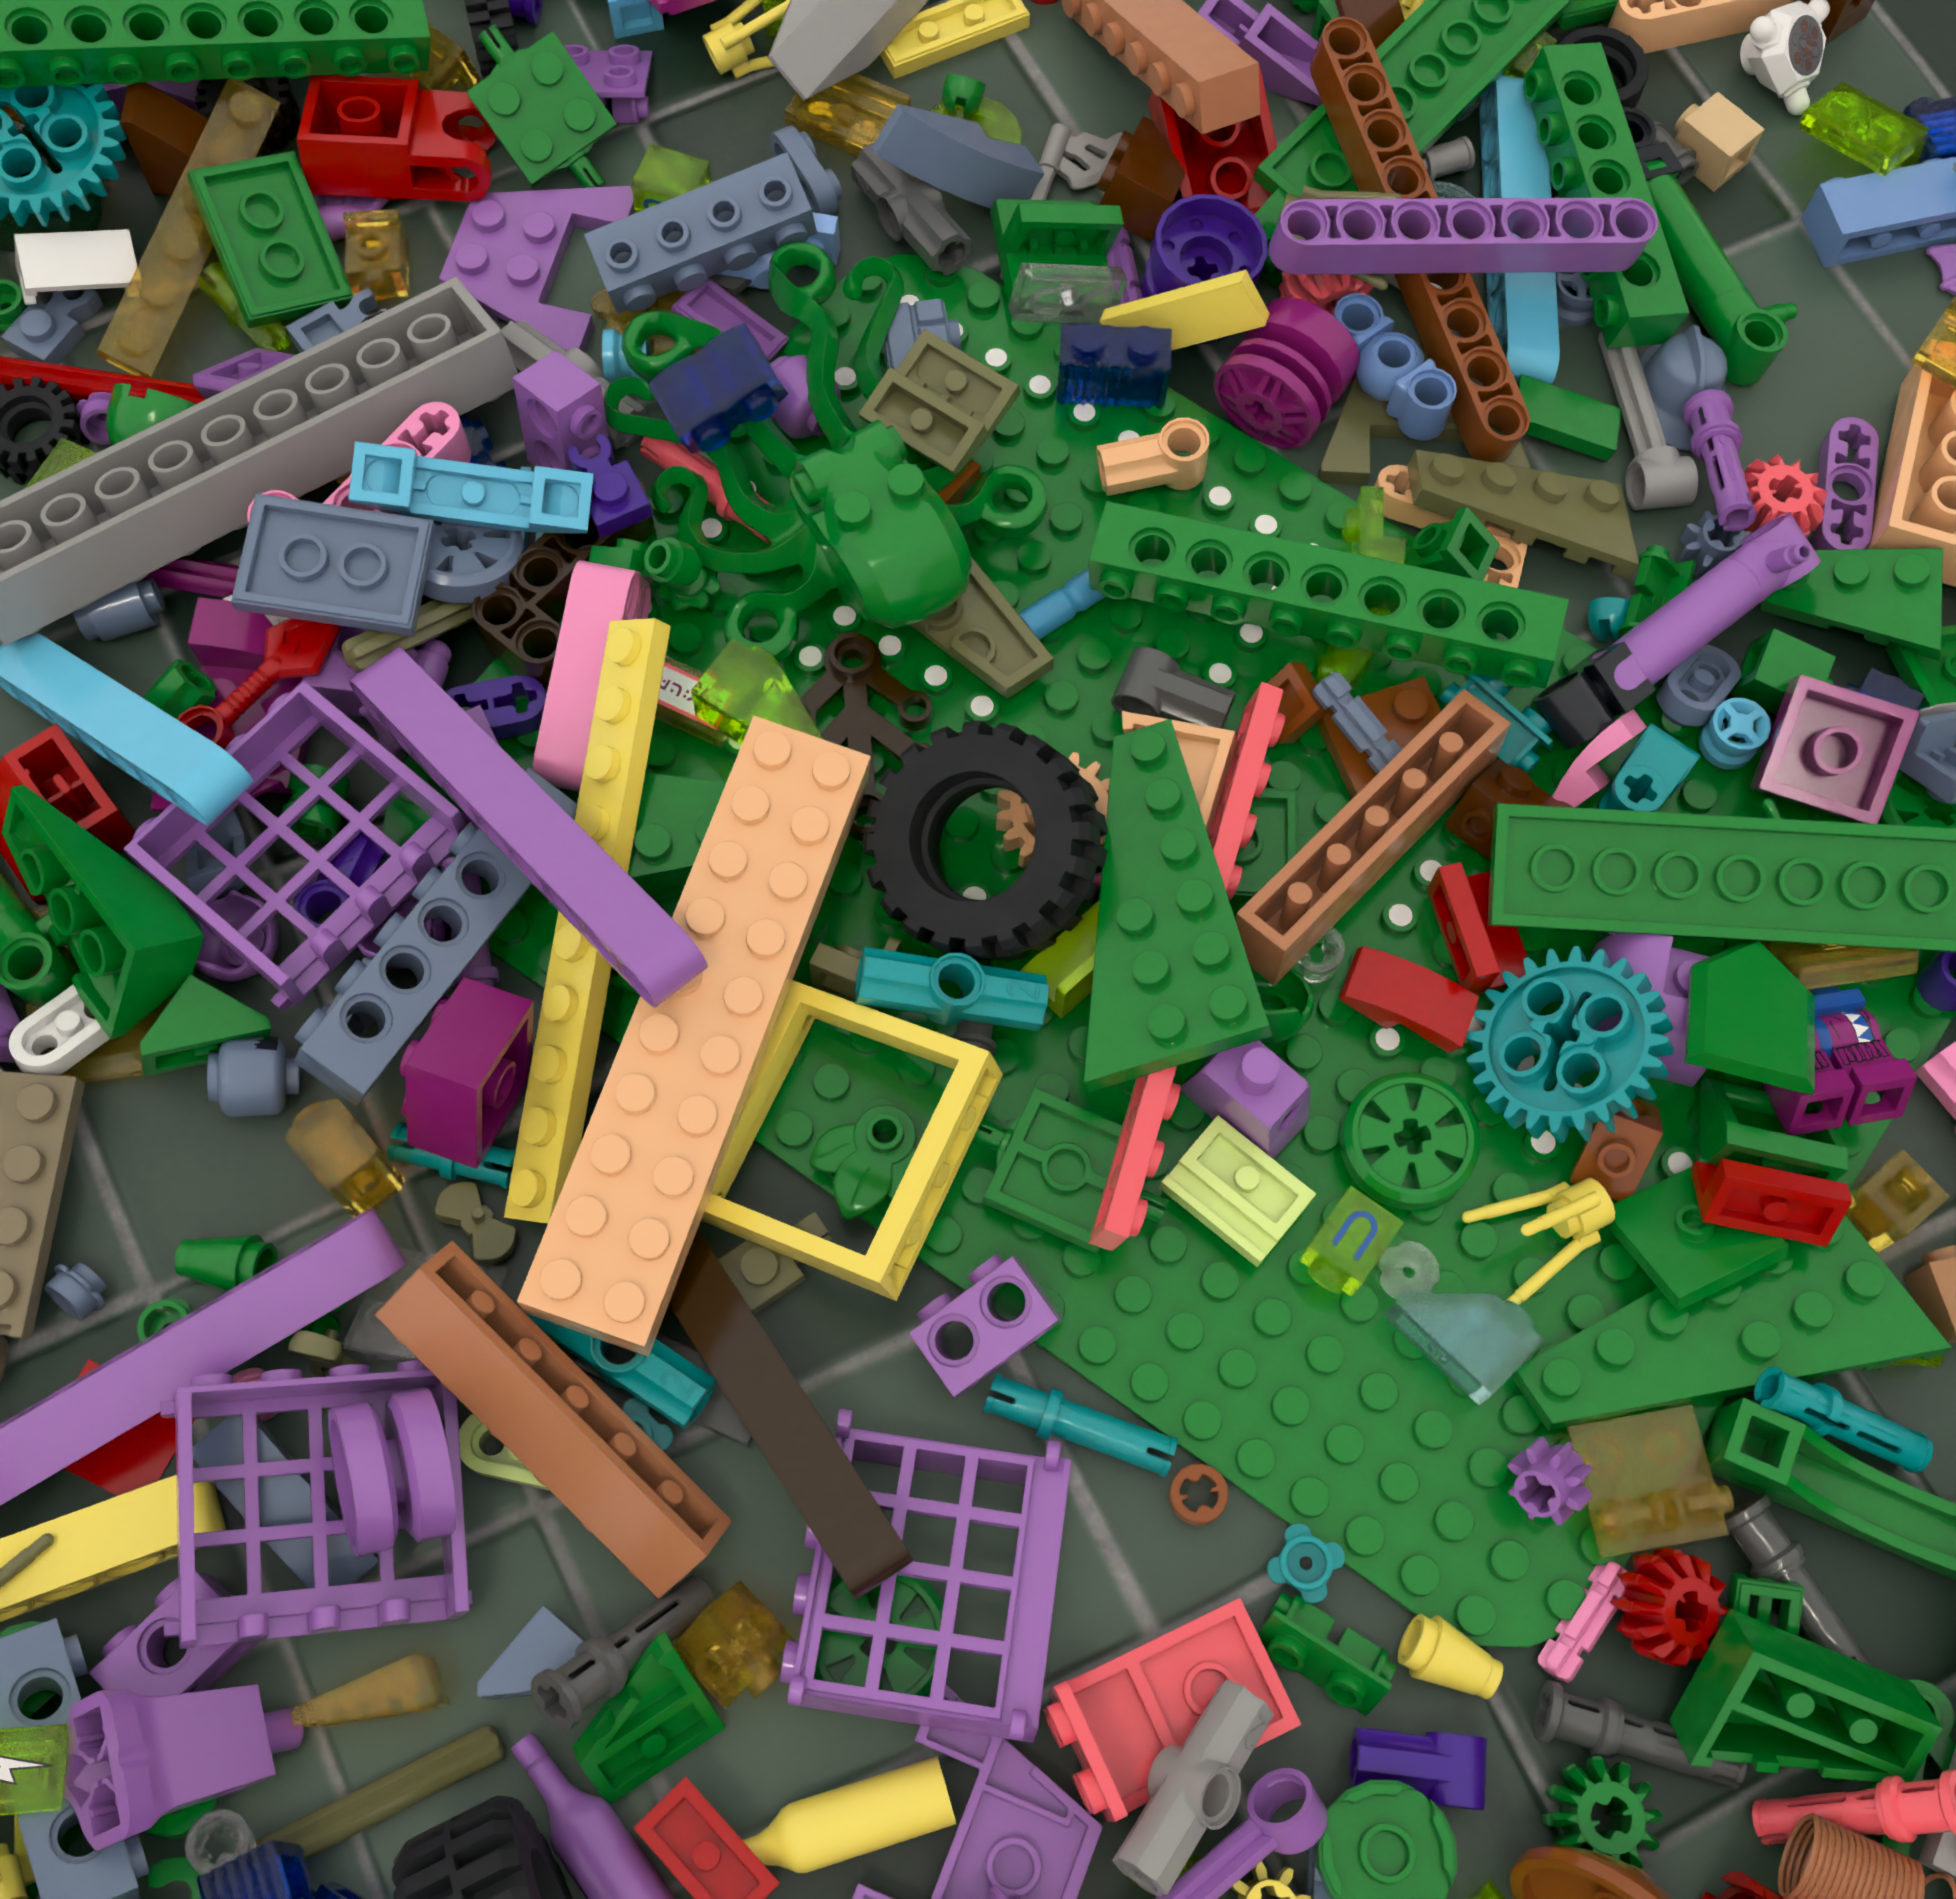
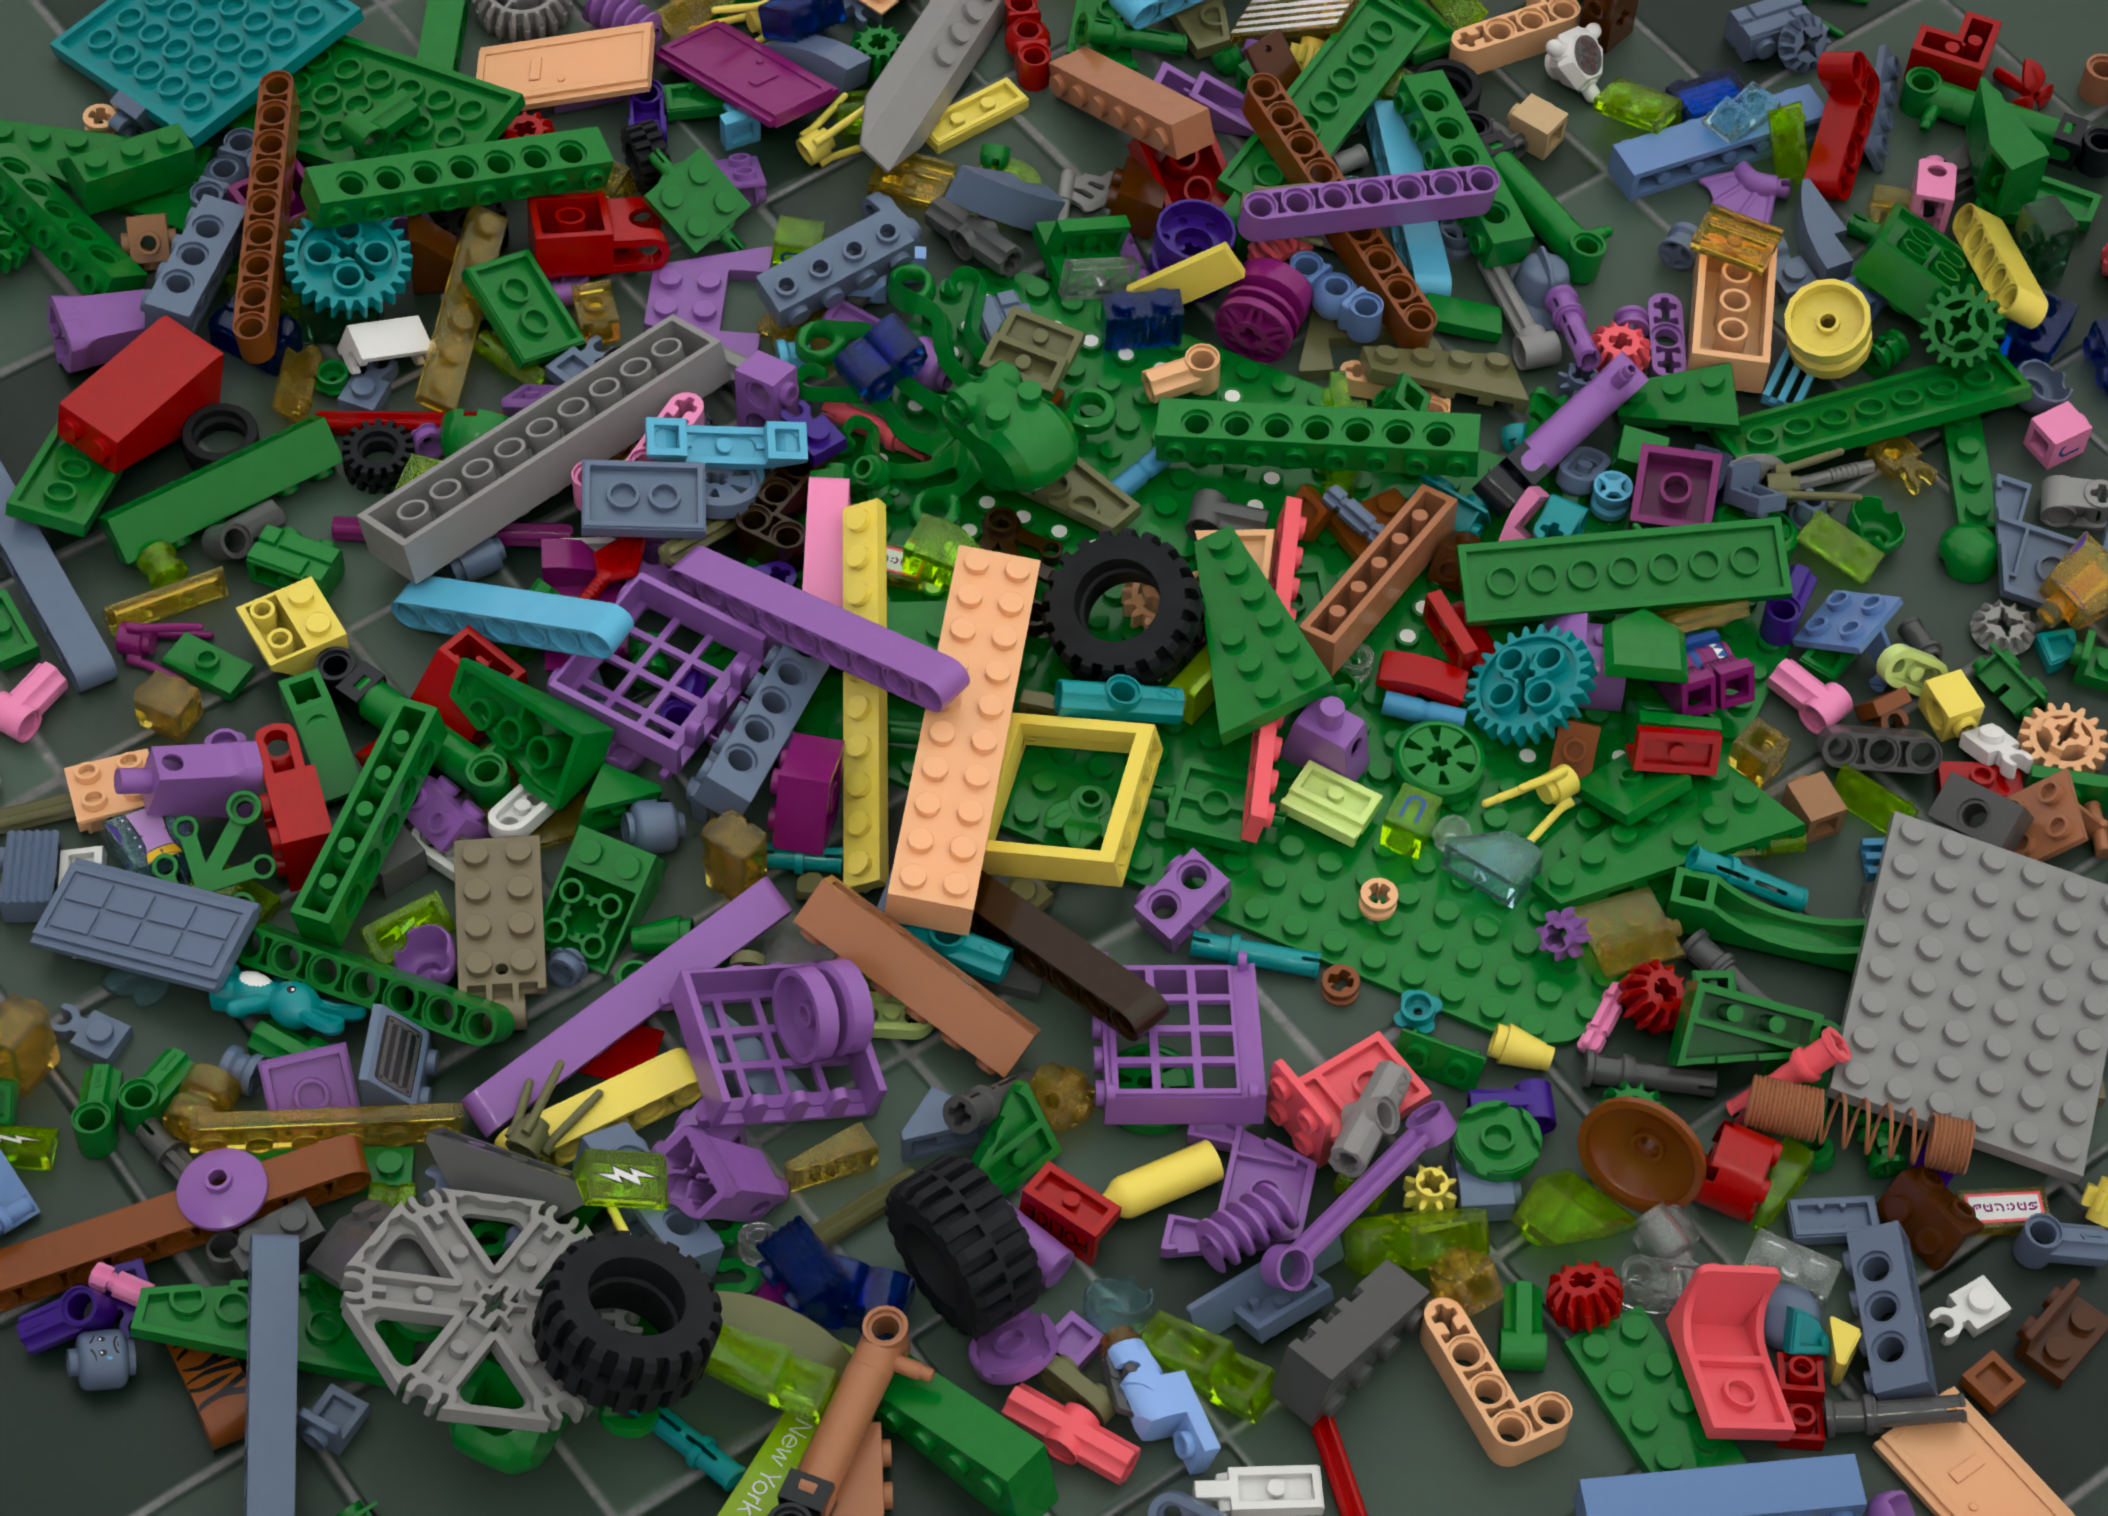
camera: 10 degrees left, 15 degrees down
(149, 1182) = (600, 897): none -> green slope
(1297, 1371) = (1378, 887): none -> light nougat bush
(1395, 1048) = (1418, 710): none -> dark azure piece
(1807, 447) = (1635, 315): none -> medium lavender bush
(1891, 347) = (1676, 247): none -> sand blue wheel

